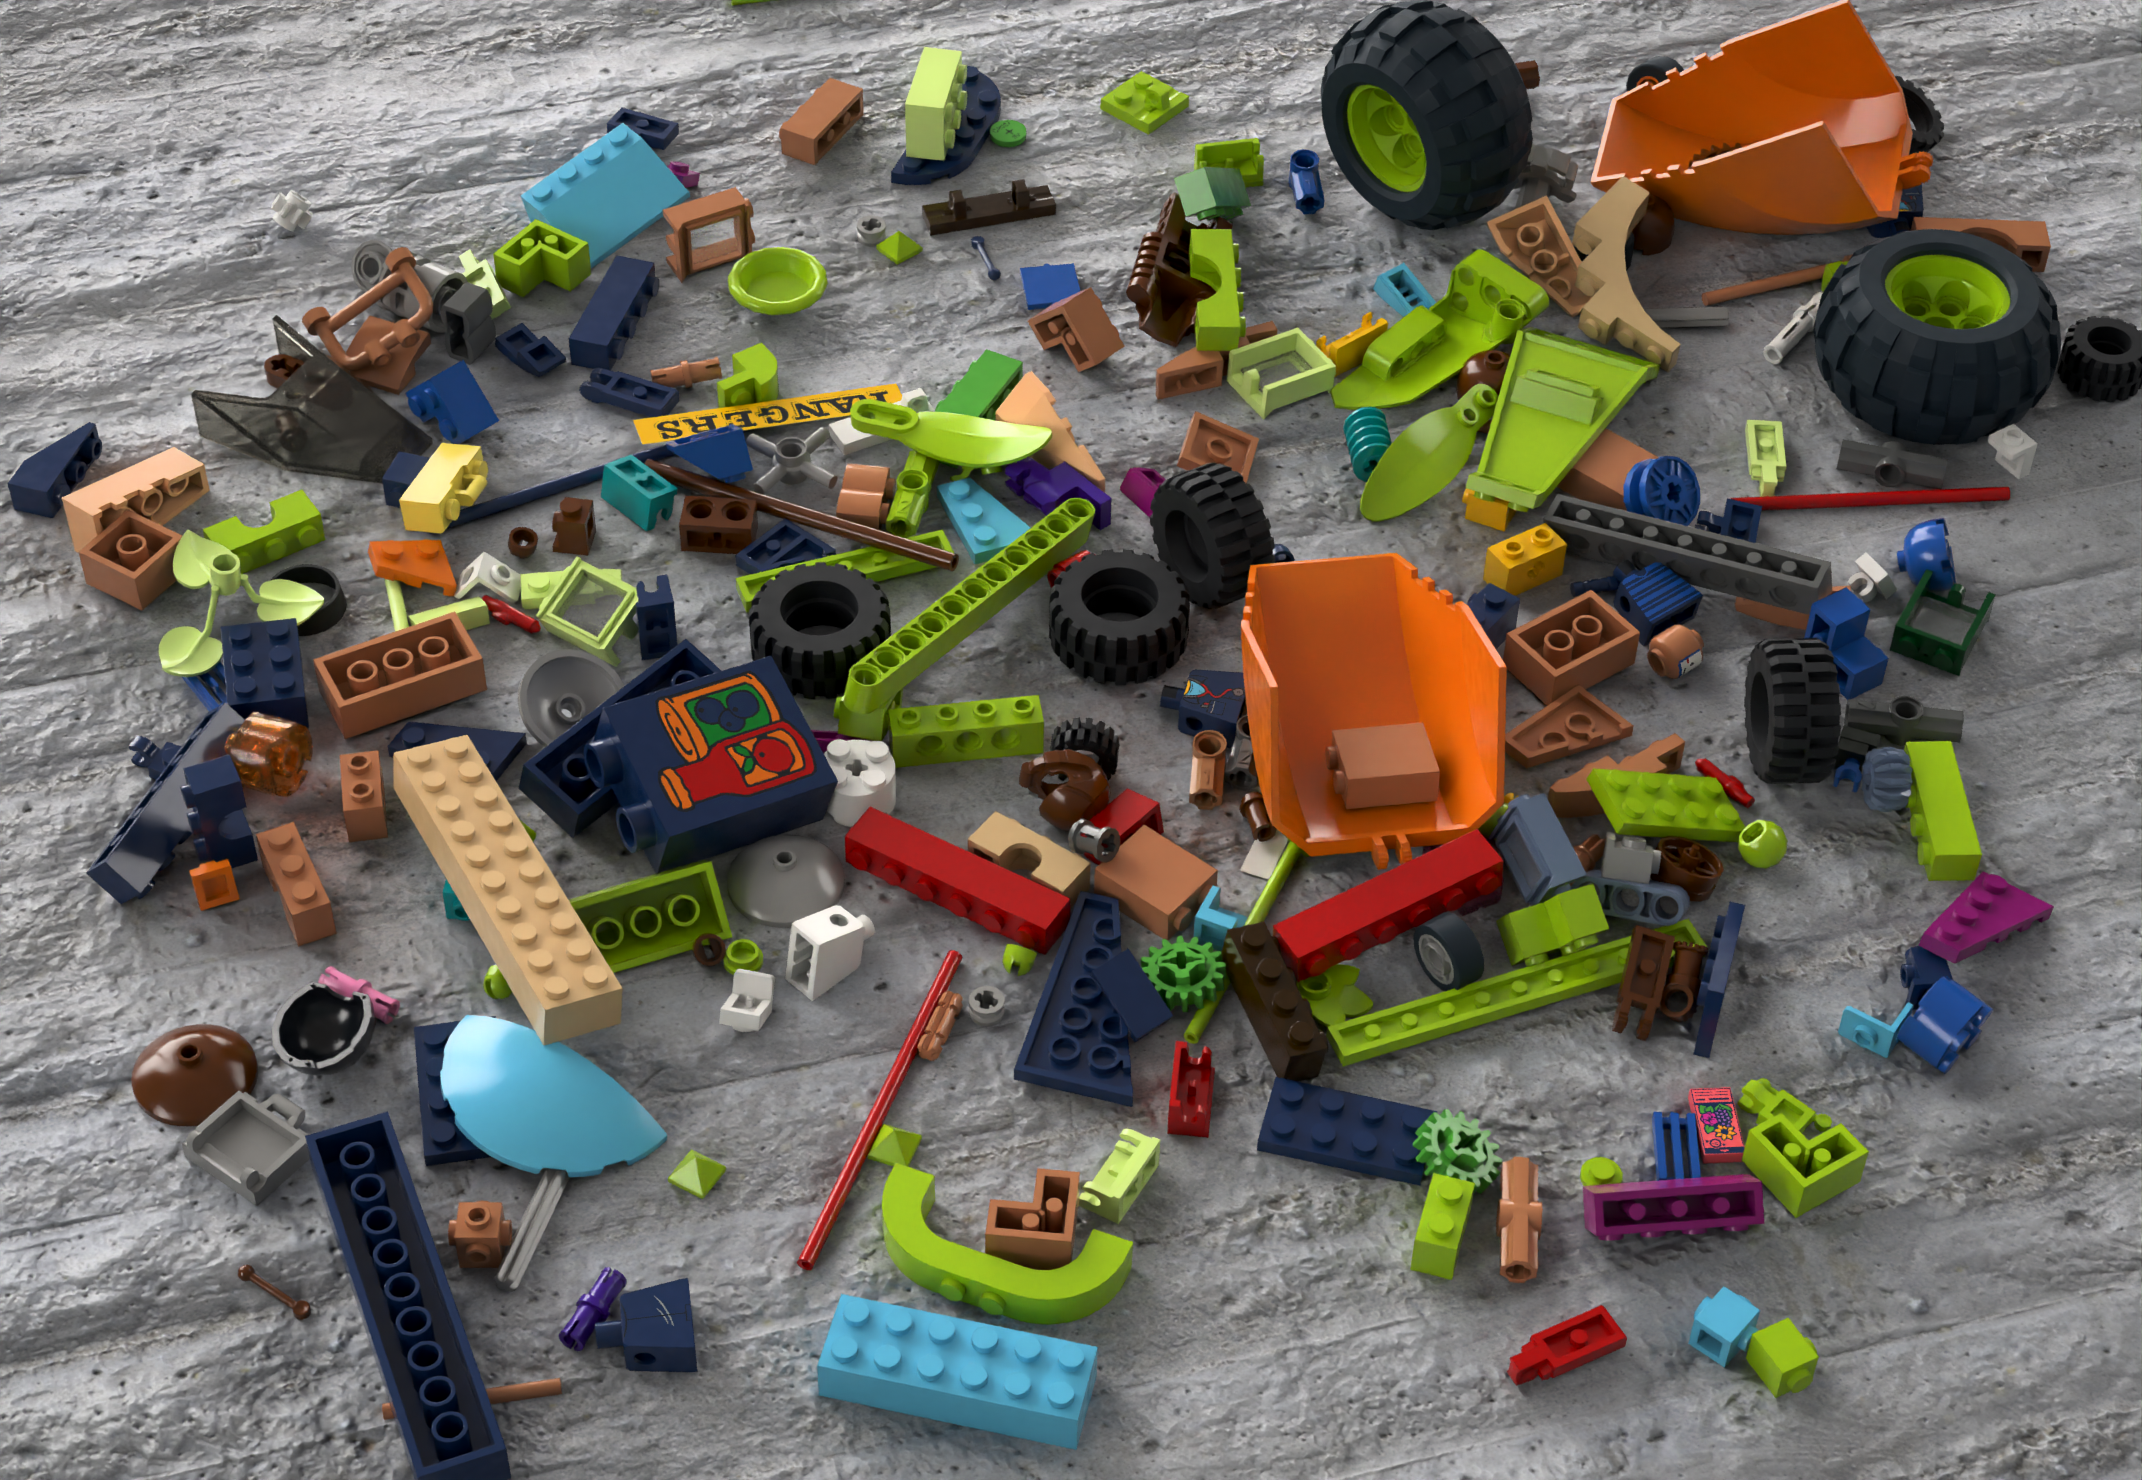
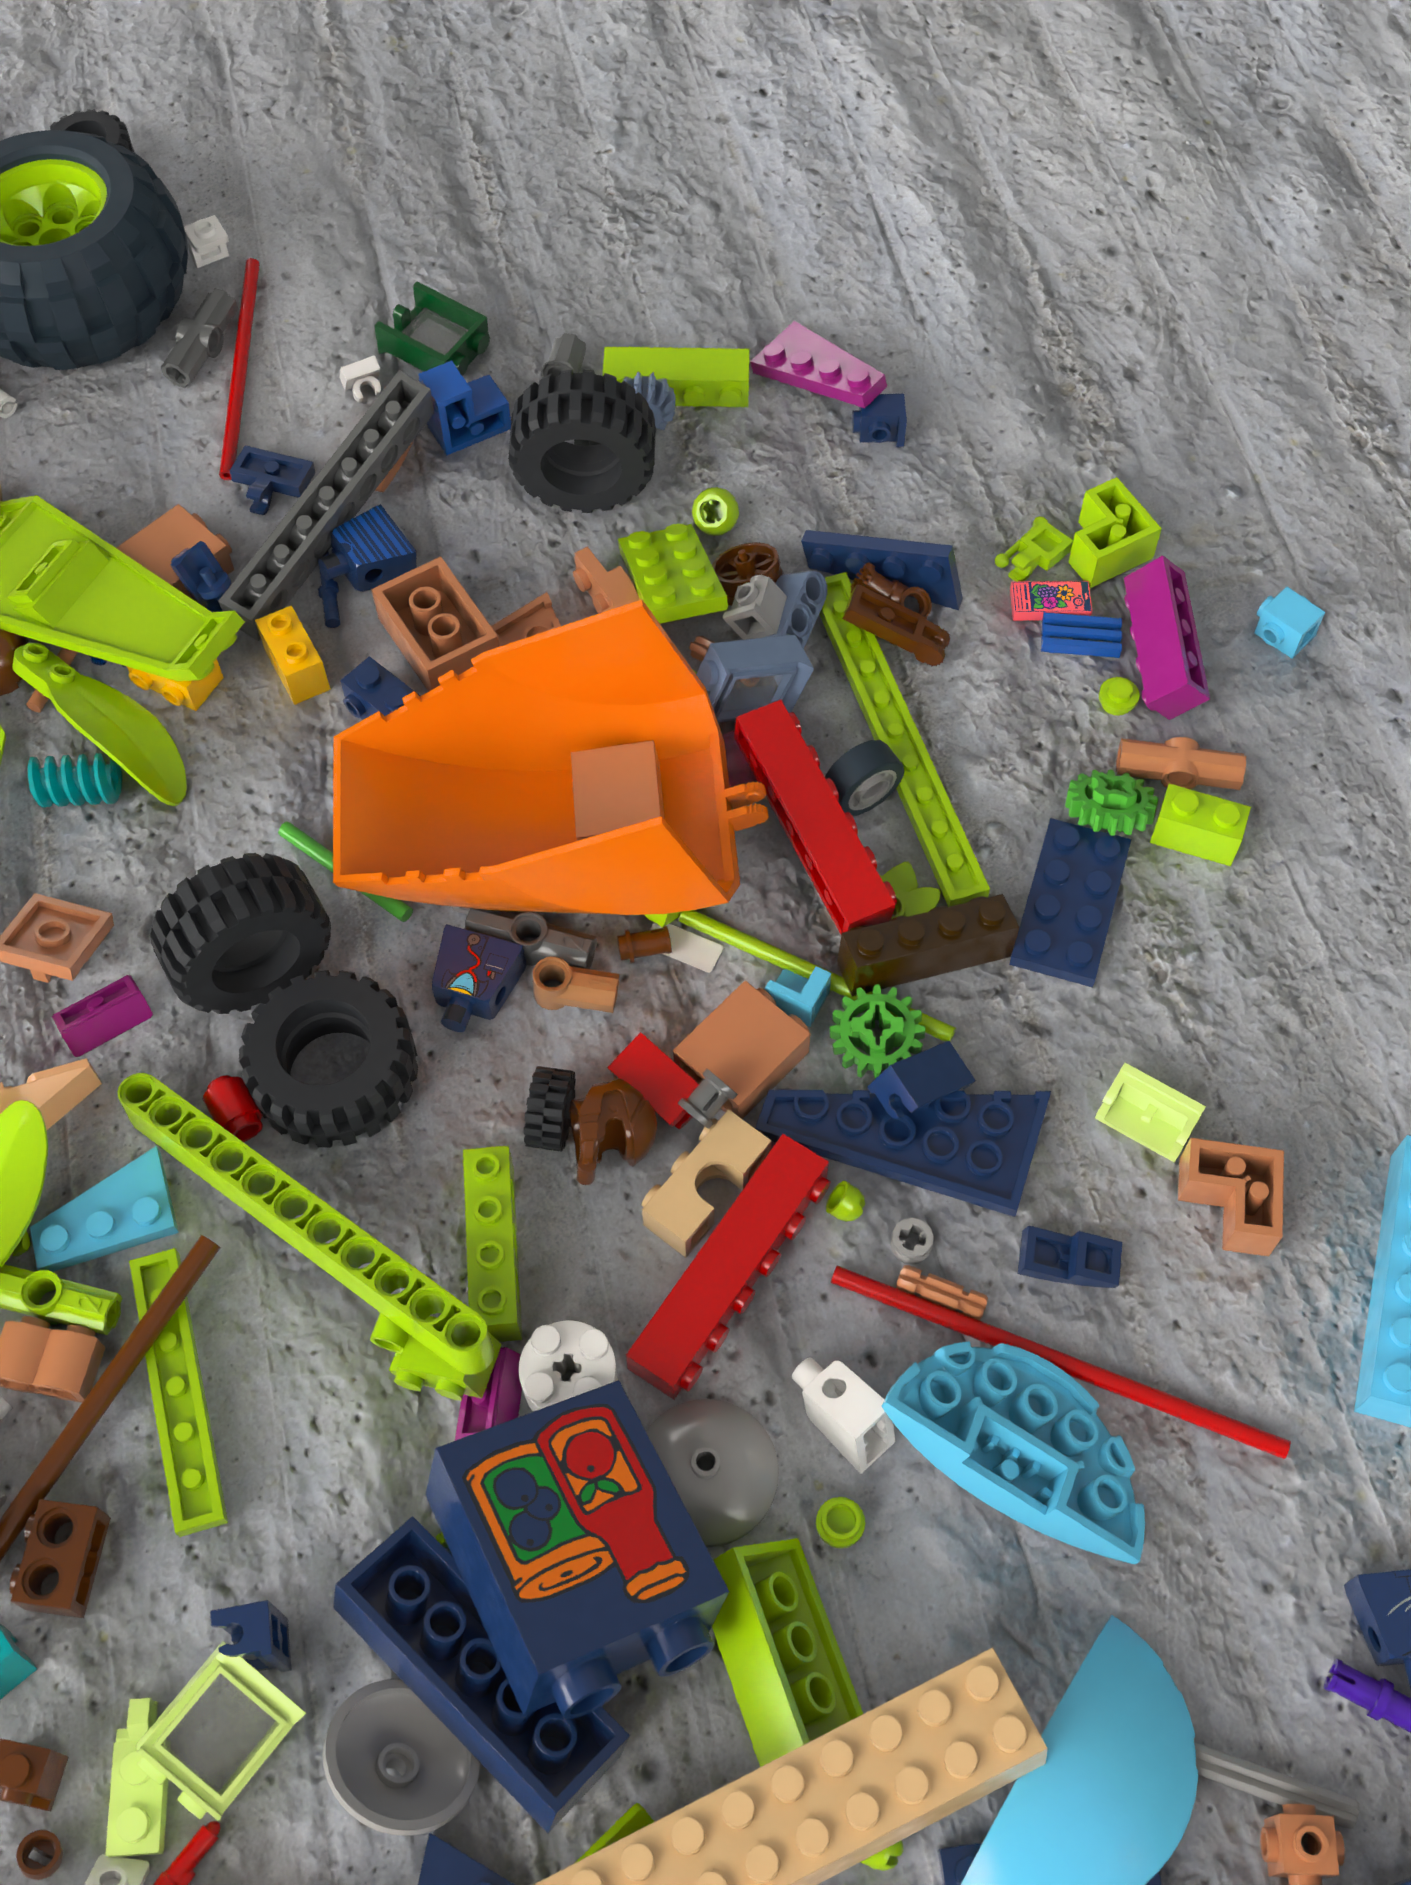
camera: 85 degrees left, 15 degrees up
(697, 1174) = (1165, 1578): lime slope -> none
(716, 945) = (838, 1561): reddish brown hinge -> none
(749, 1002) = (922, 1513): white bracket -> none
(781, 547) = (127, 1469): dark blue wing -> none
(810, 1062) = (1022, 1444): none -> medium azure brick
(816, 598) = (264, 1369): black tyre -> none
(894, 1146) = (1113, 1348): lime slope -> none
(976, 1114) = (1068, 1259): none -> dark blue slope
(986, 1280) = (1312, 1171): lime arch -> none
(1051, 488) = (83, 1117): dark purple plate -> none
(1191, 1093) = (1035, 1041): red hinge -> none
(1559, 924) = (830, 700): lime brick -> none
(1567, 1346) = (1321, 744): red hinge -> none
(1585, 478) = (202, 575): none -> dark blue hips
(1663, 490) = (226, 516): blue wheel -> none
(1675, 651) = (446, 538): nougat head -> none
(1730, 784) = (619, 530): red piece -> none
(1765, 454) = (163, 434): yellowish green hinge -> none
(1782, 1358) = (1321, 581): lime brick -> none
(1870, 1032) = (949, 465): medium azure bracket -> none
(1928, 549) = (345, 323): blue cylinder -> none
(1944, 1023) = (949, 409): blue brick -> none

